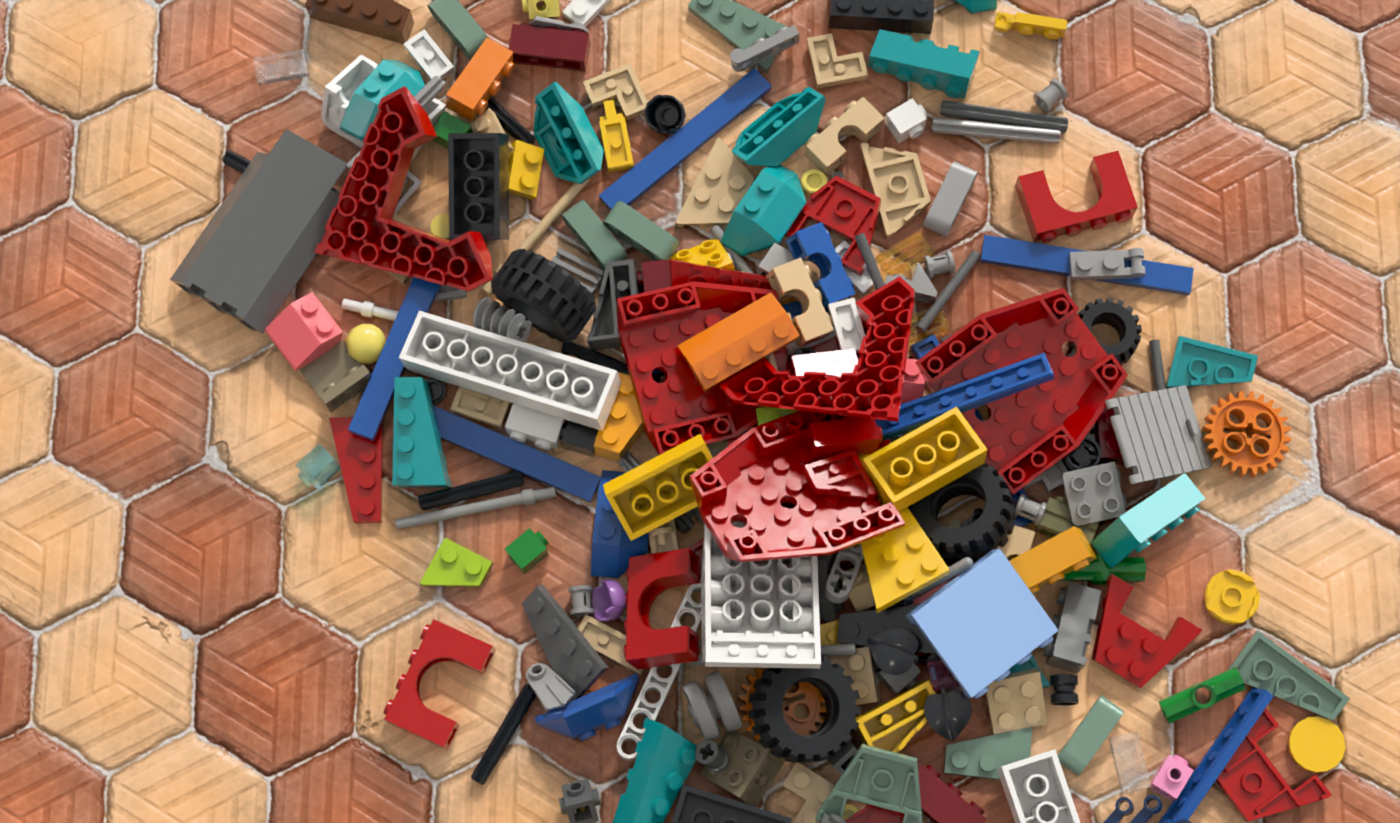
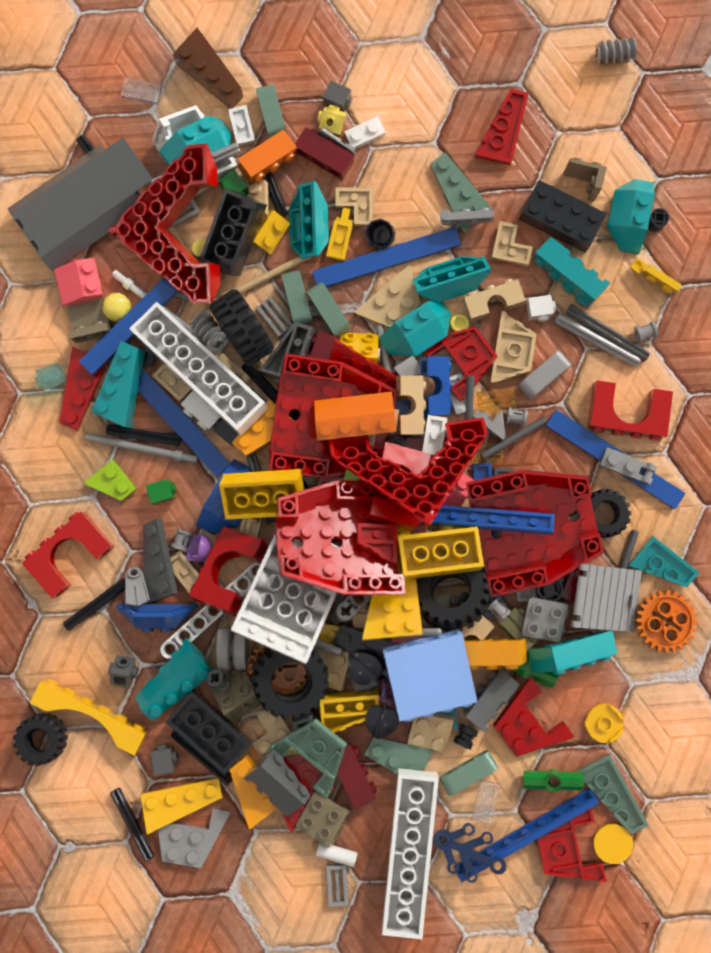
camera: 25 degrees right, 10 degrees up
(1171, 777) = (508, 823): bright pink brick -> none

